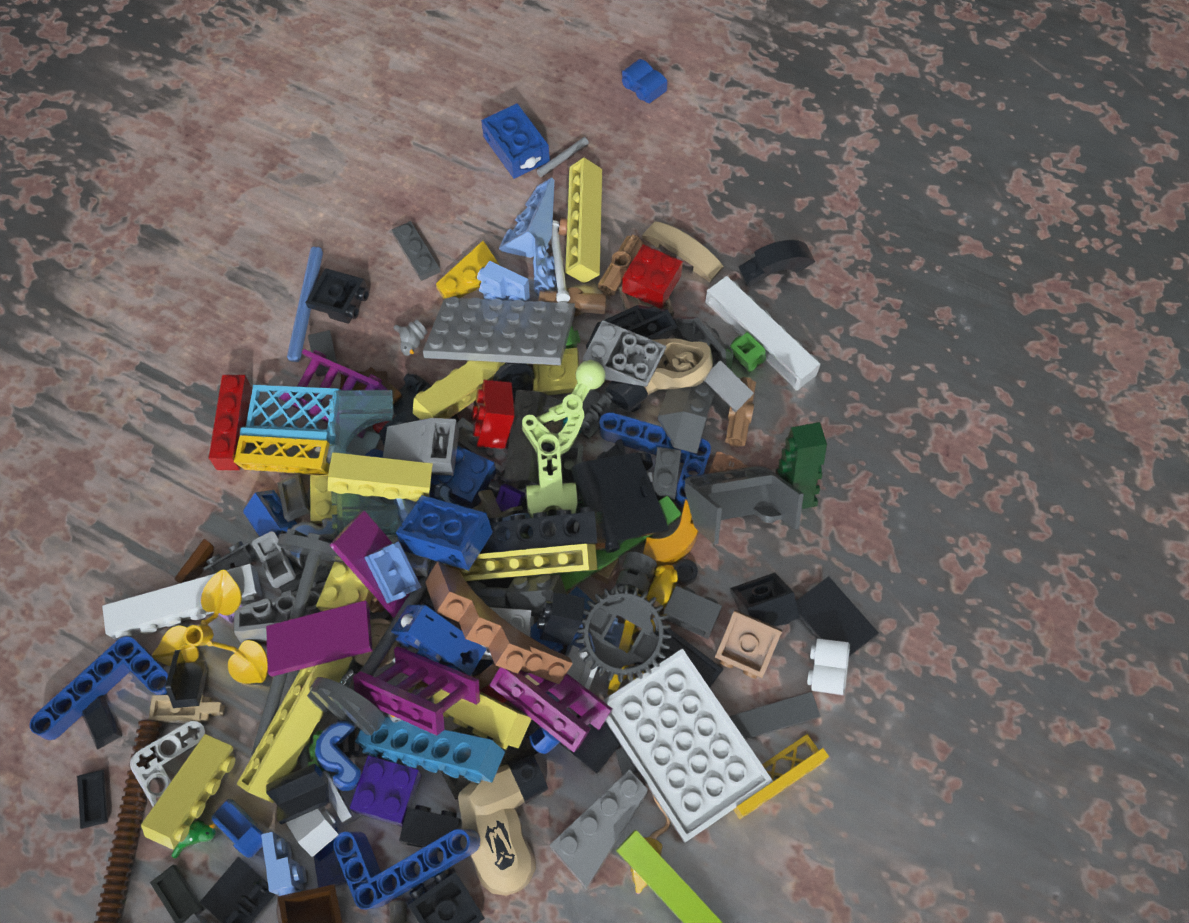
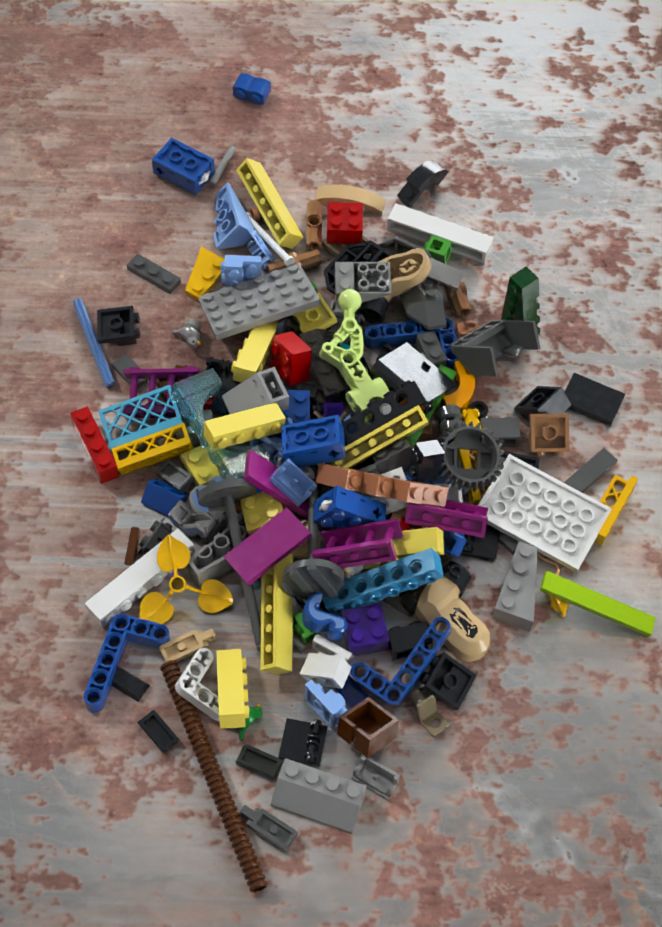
camera: 30 degrees left, 5 degrees down
(185, 681) = (180, 625): black panel -> none
(239, 827) = (279, 698): blue animal -> none
(299, 793) = (310, 653): black panel -> none
(829, 667) = (607, 425): white brick -> none

